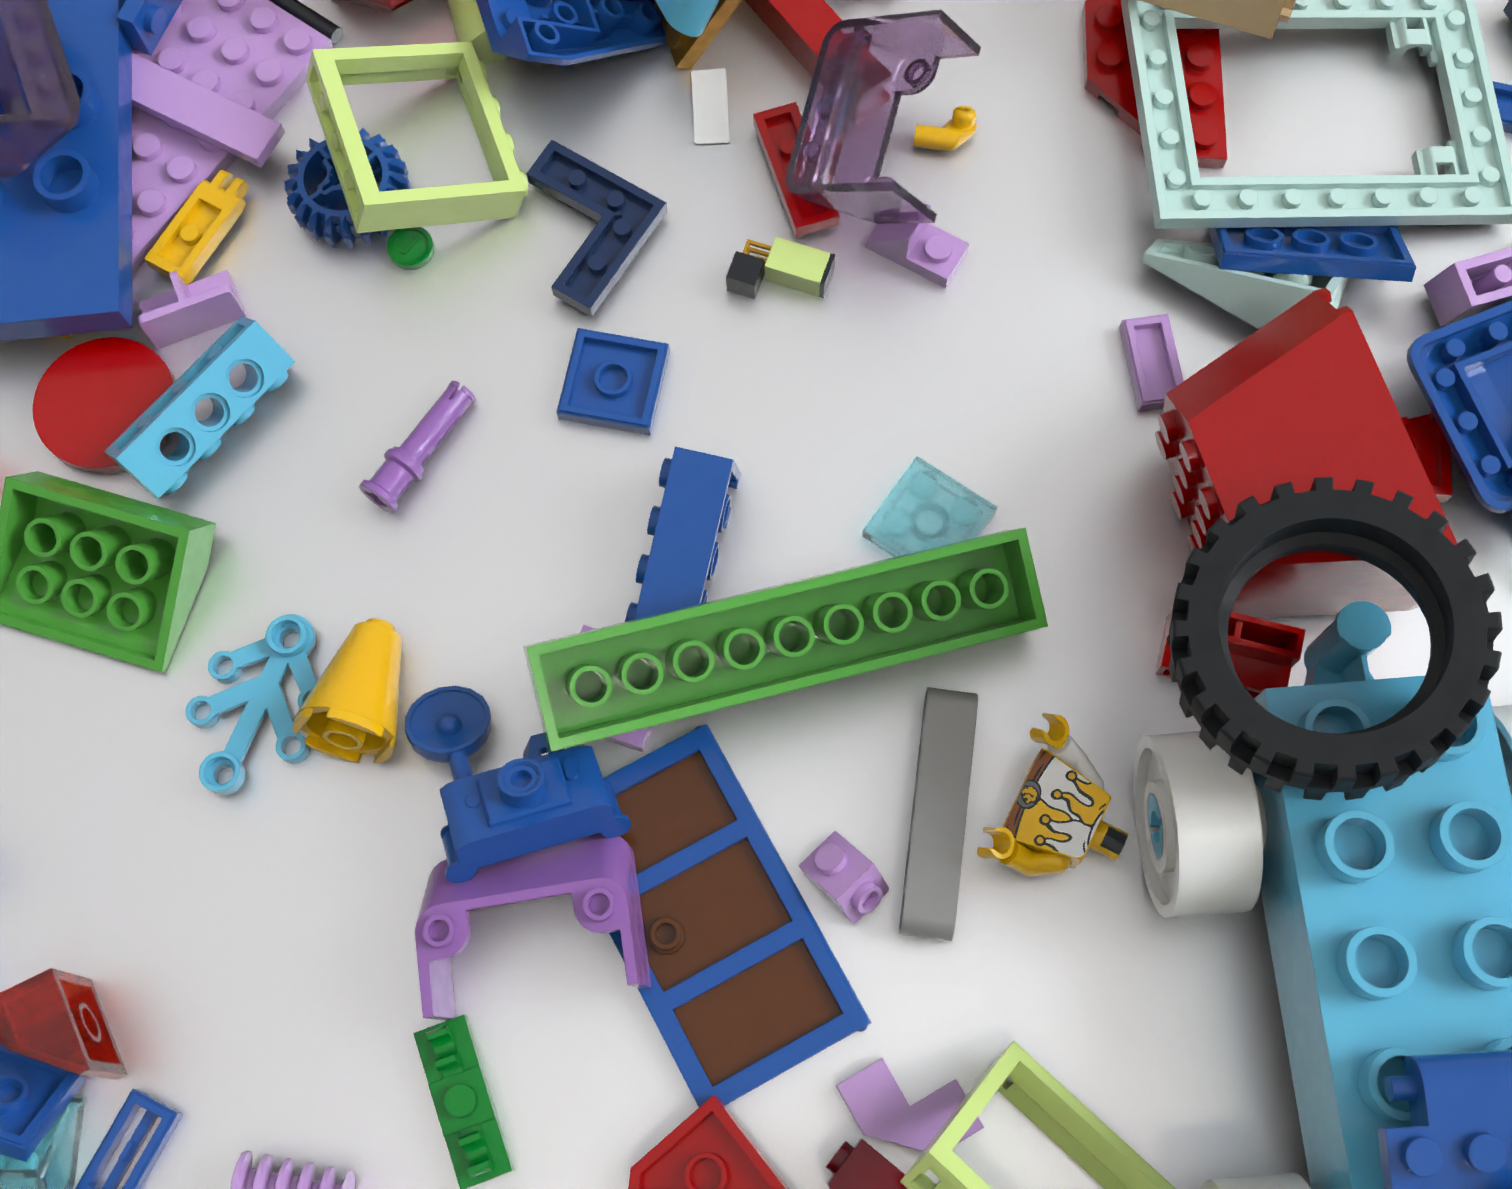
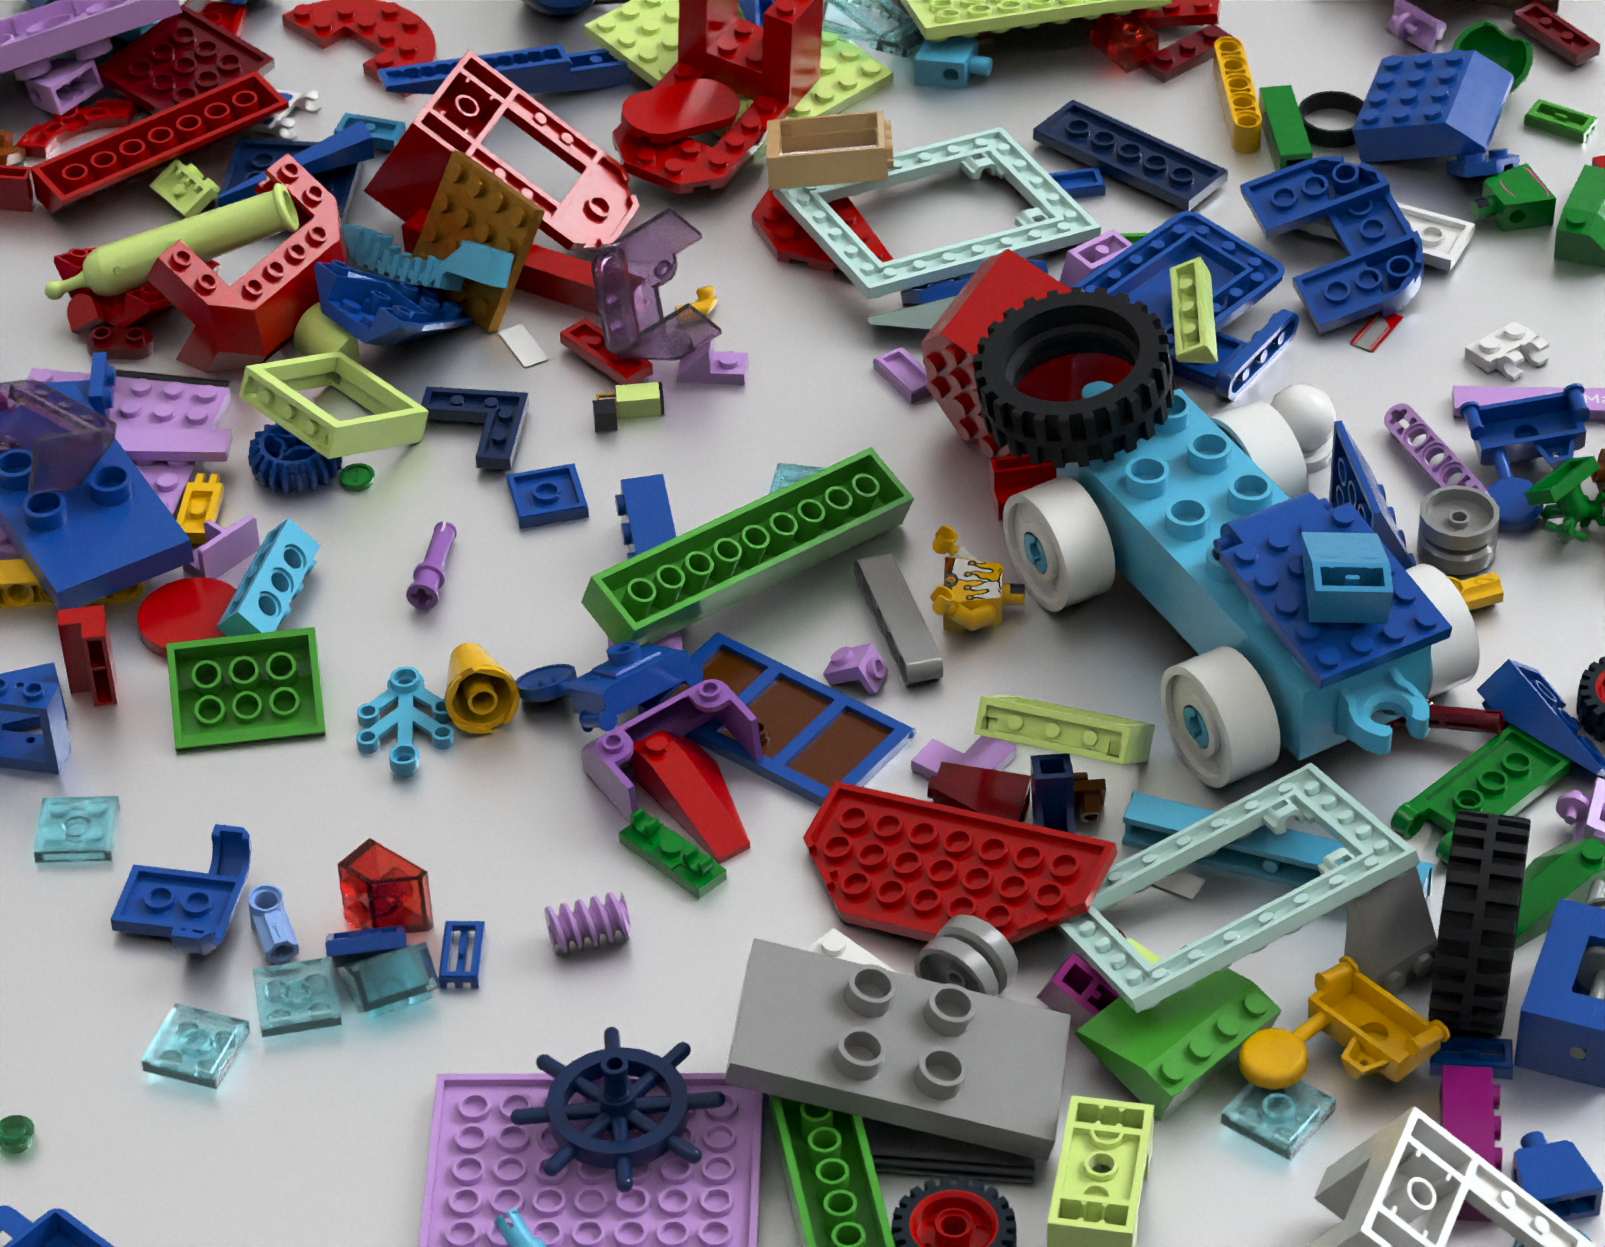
camera: 25 degrees left, 30 degrees down
(539, 994) = (690, 791): none -> red wedge

